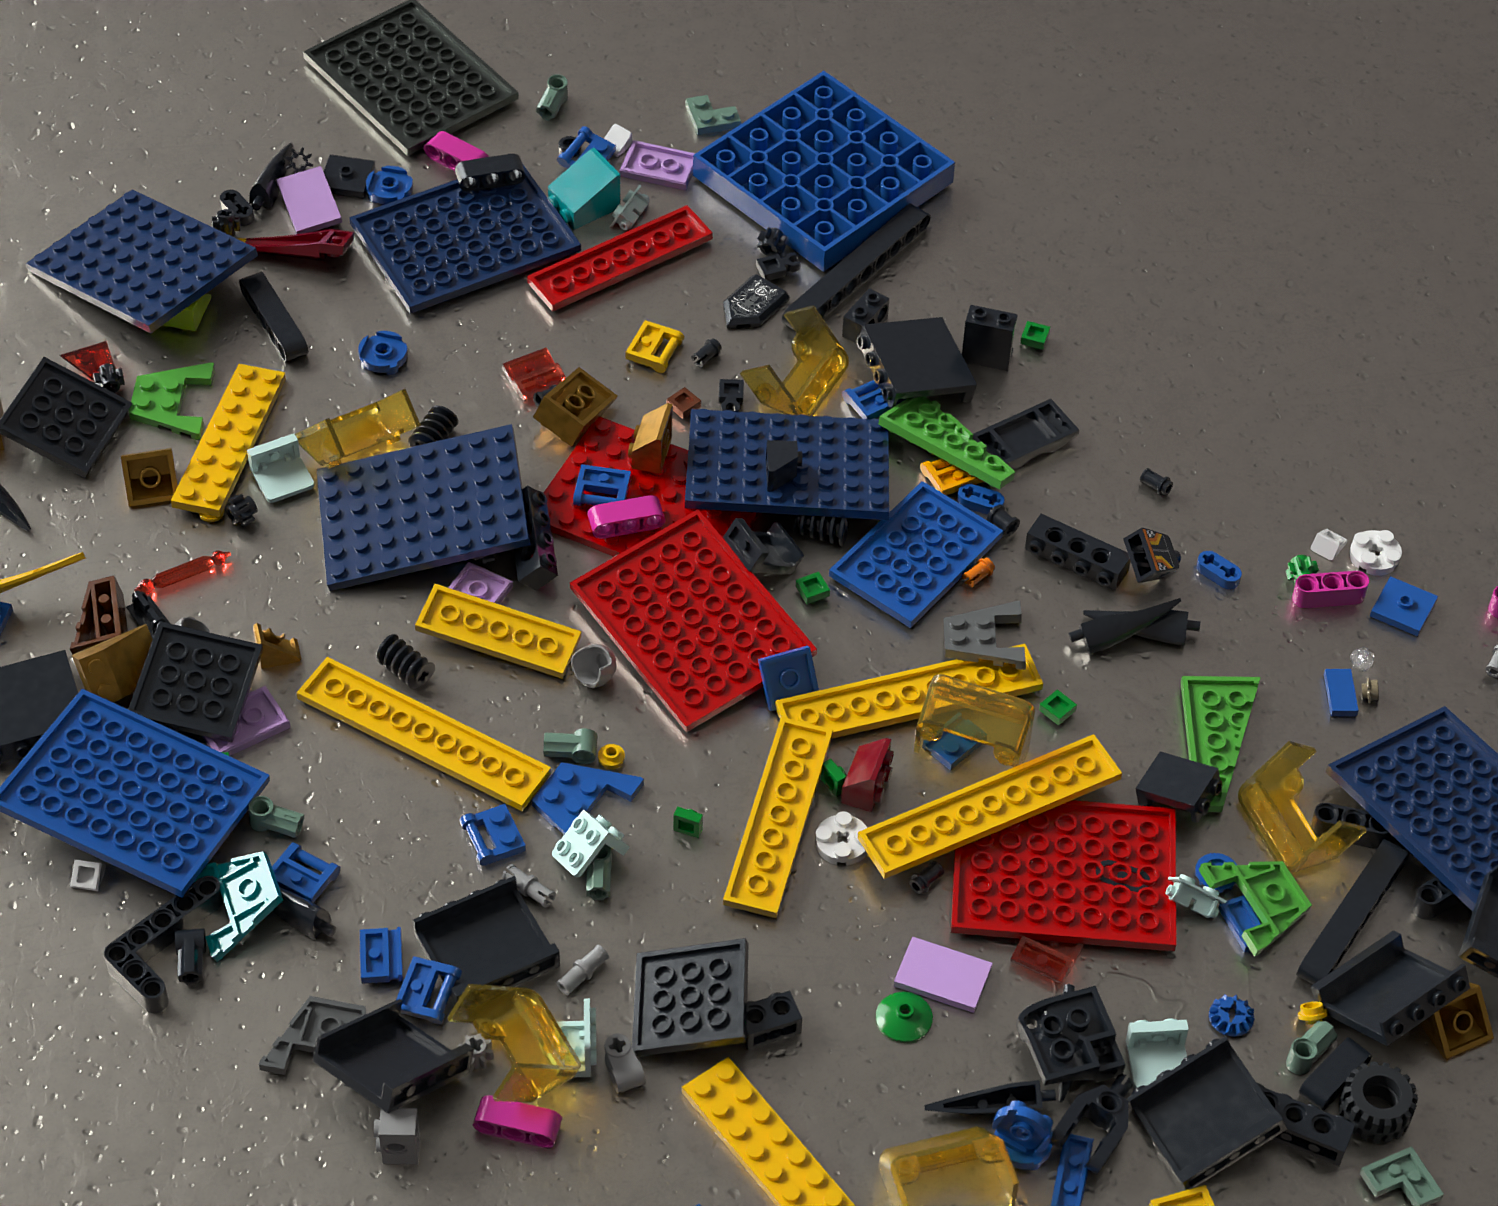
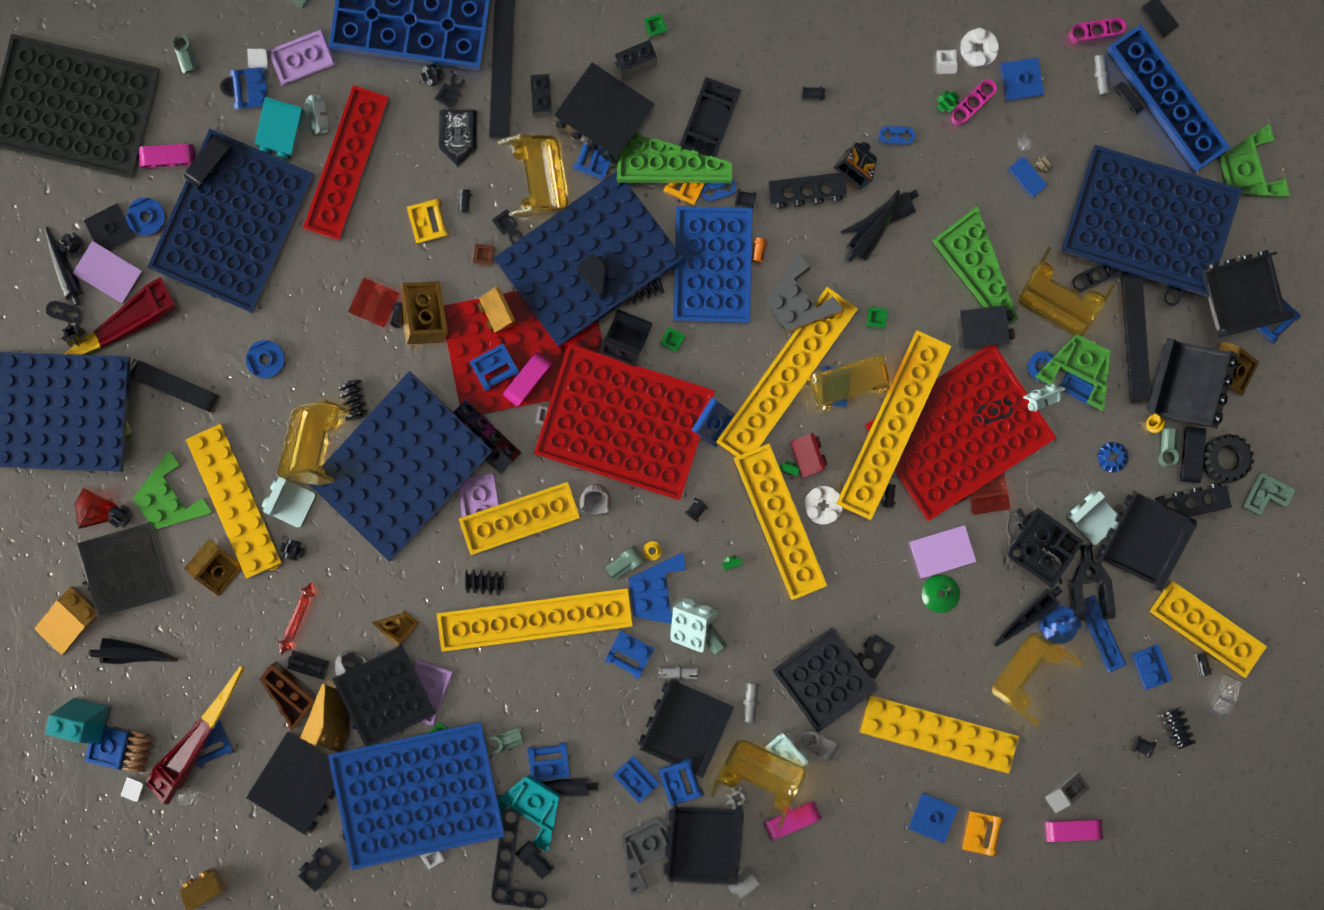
camera: 35 degrees left, 35 degrees up
(695, 748) = (696, 509): none -> black bush

